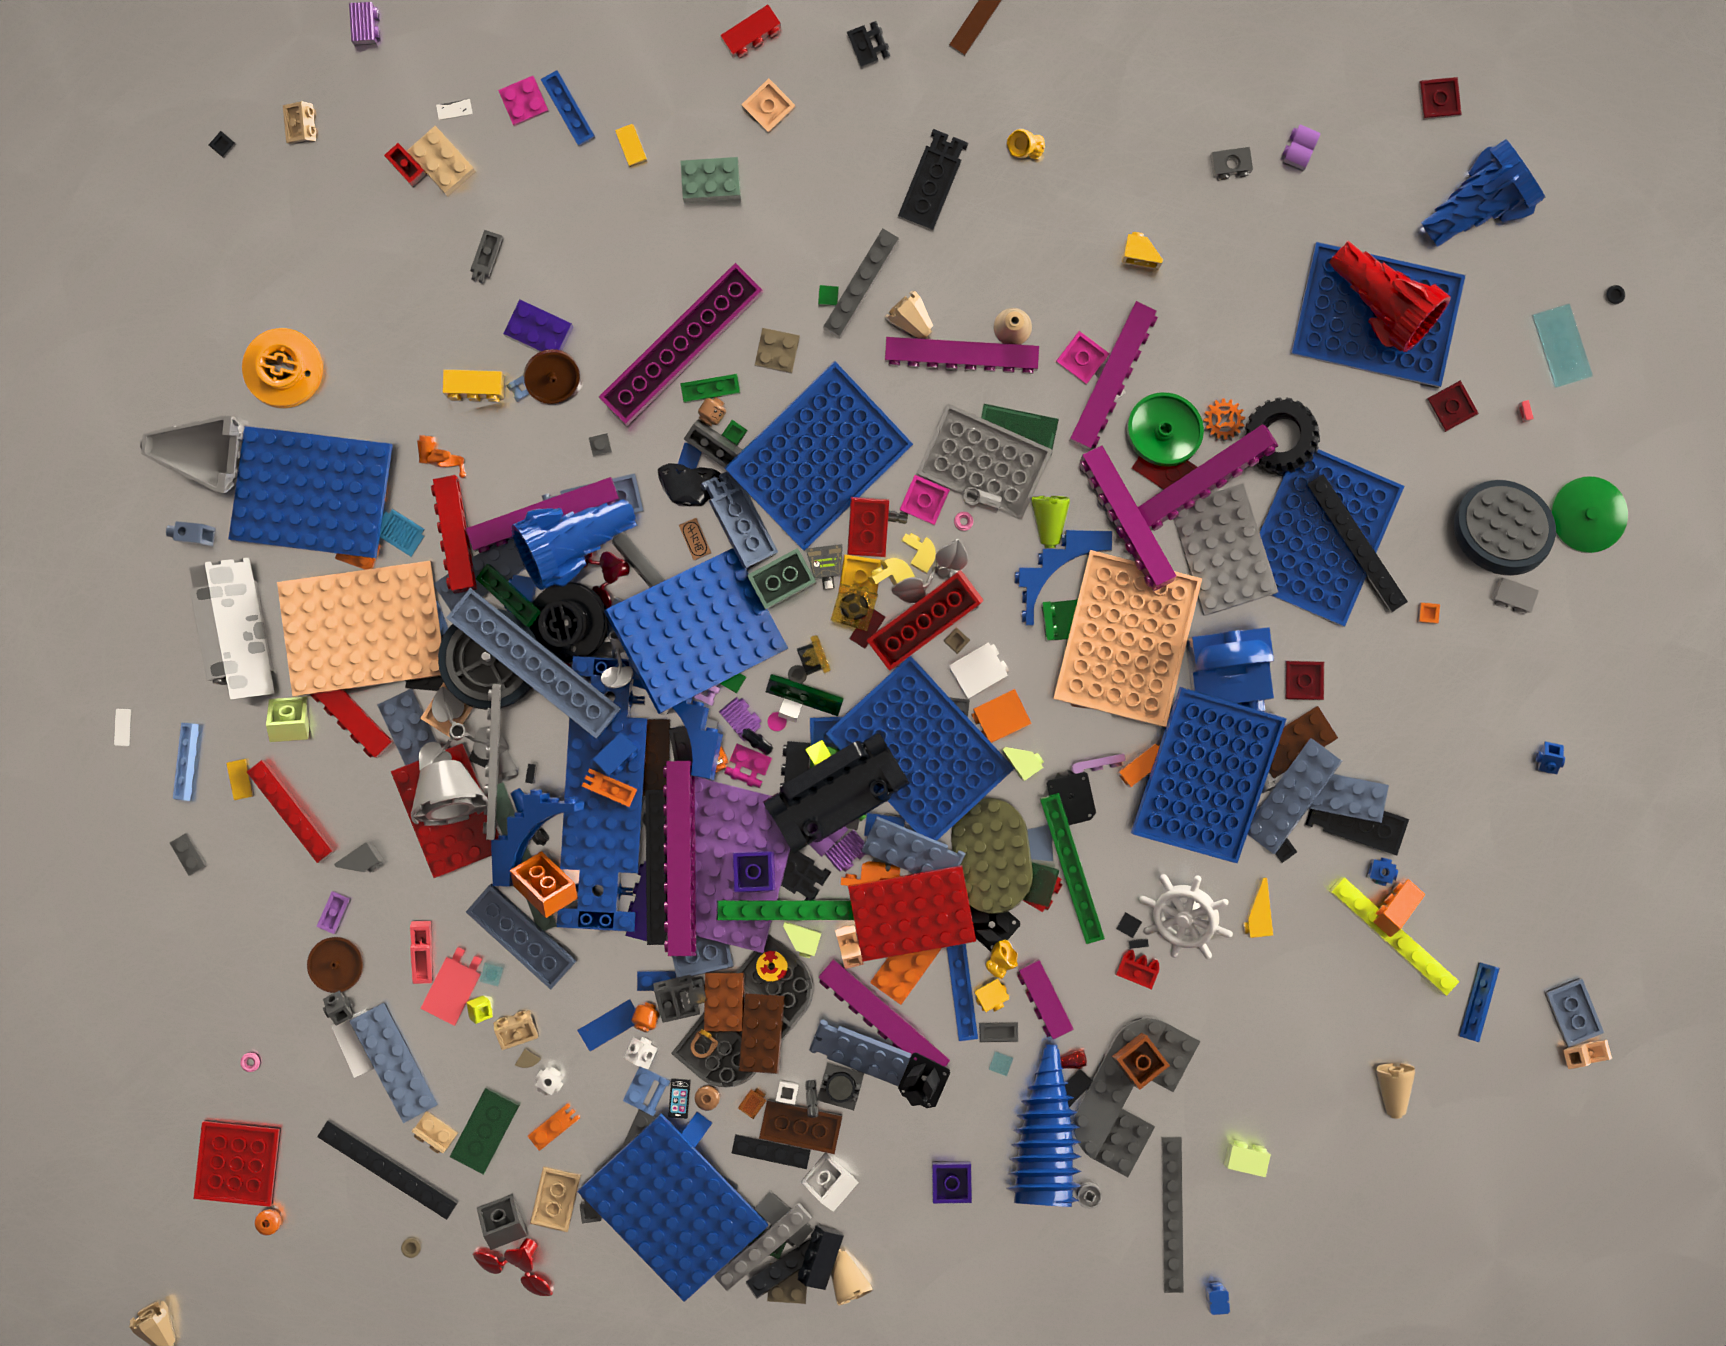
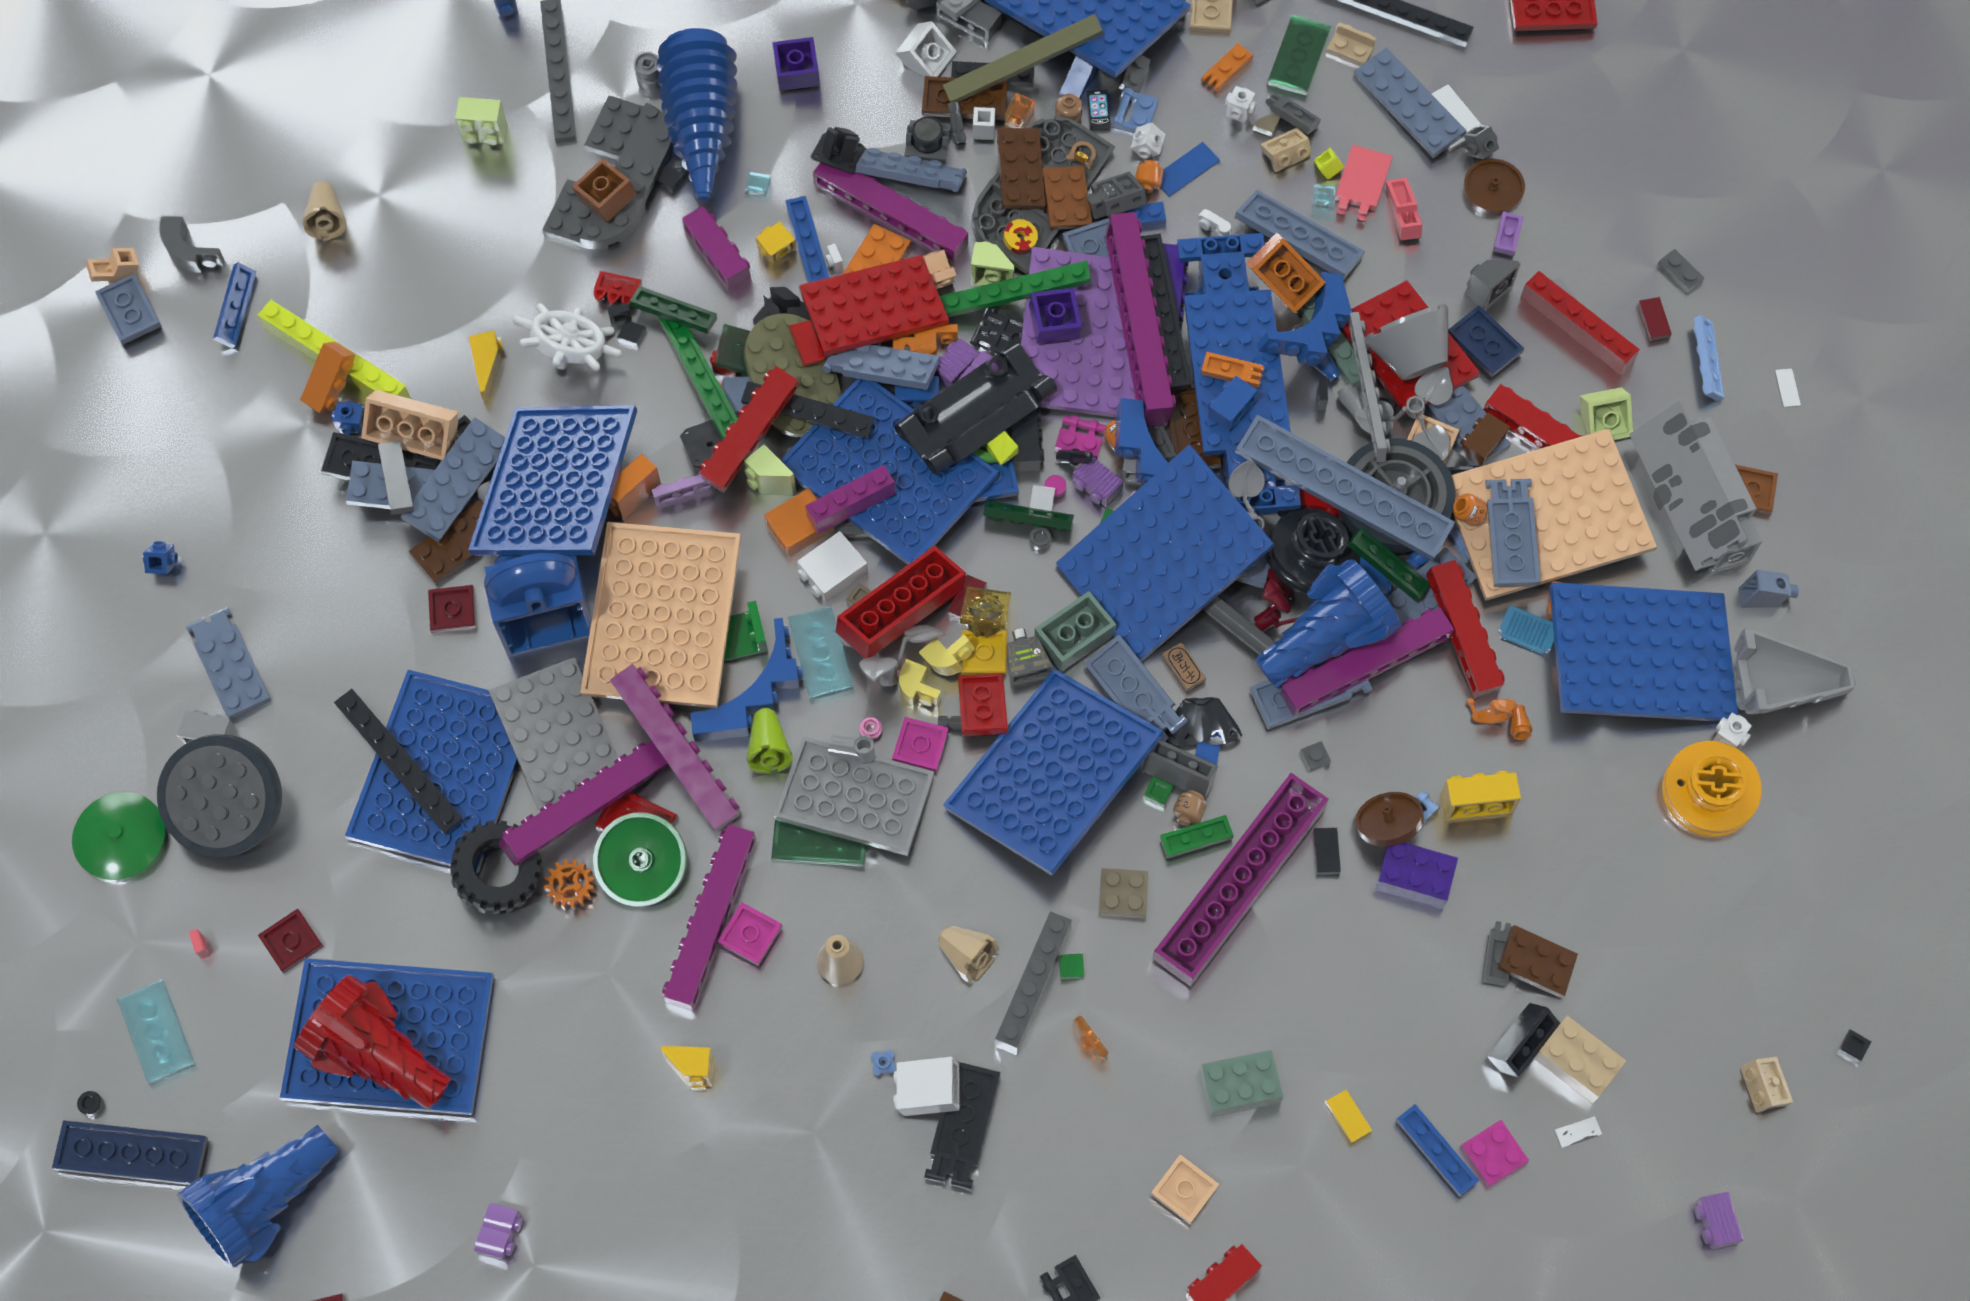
camera: 175 degrees right, 20 degrees down
(174, 634) = (1760, 486): none -> dark orange tile
(223, 809) = (1654, 319): none -> dark red tile
(239, 779) = (1648, 356): yellow tile -> none
(244, 1064) = (1561, 80): bright pink plate -> none
(259, 410) = (1733, 730): none -> white brick
(377, 807) = (1485, 341): none -> dark blue plate
(397, 609) = (1512, 533): none -> sand blue hinge
(401, 705) = (1484, 439): none -> reddish brown brick
(405, 164) = (1626, 1045): red brick -> none
(429, 633) = (1469, 509): none -> orange head
(456, 244) = (1537, 961): none -> reddish brown plate
(482, 181) = (1524, 1039): none -> black brick
(502, 1066) = (1293, 113): none -> dark grey hinge
(599, 962) = (1214, 223): none -> white plate
(606, 362) = (1326, 851): none -> black tile
(742, 1146) = (1023, 59): none -> olive tile
(813, 657) = (1022, 551): clear yellow piece -> none
(823, 231) = (1089, 1039): none -> clear orange plate
(941, 972) = (834, 259): none -> white plate
(956, 718) = (850, 499): none -> magenta brick
(957, 210) = (927, 1086): none -> white brick
(962, 354) = (898, 916): magenta brick -> none
(976, 879) = (806, 343): none -> red tile
(983, 811) = (820, 414): none -> black plate
(988, 233) = (880, 1069): none -> medium blue plate
(997, 588) = (820, 653): none -> clear light blue tile
(998, 1032) = (763, 213): dark grey tile -> none
(1002, 959) = (767, 276): yellow hair -> none
(1025, 144) = (852, 1183): yellow hair -> none
(1035, 794) = (749, 428): none -> red brick
(1074, 1060) = (678, 194): clear red cone -> none
(1090, 935) = (673, 309): none -> dark green plate
(1241, 156) = (599, 1203): dark grey brick -> none
(1329, 851) = (416, 424): none -> light nougat brick
(1344, 797) = (395, 477): none -> tile
(1429, 613) = (308, 699): orange plate -> none
(1495, 656) = (228, 664): none -> sand blue hinge
(1533, 1078) = (173, 236): none -> dark grey arch
(1584, 249) = (129, 1152): none -> dark blue plate

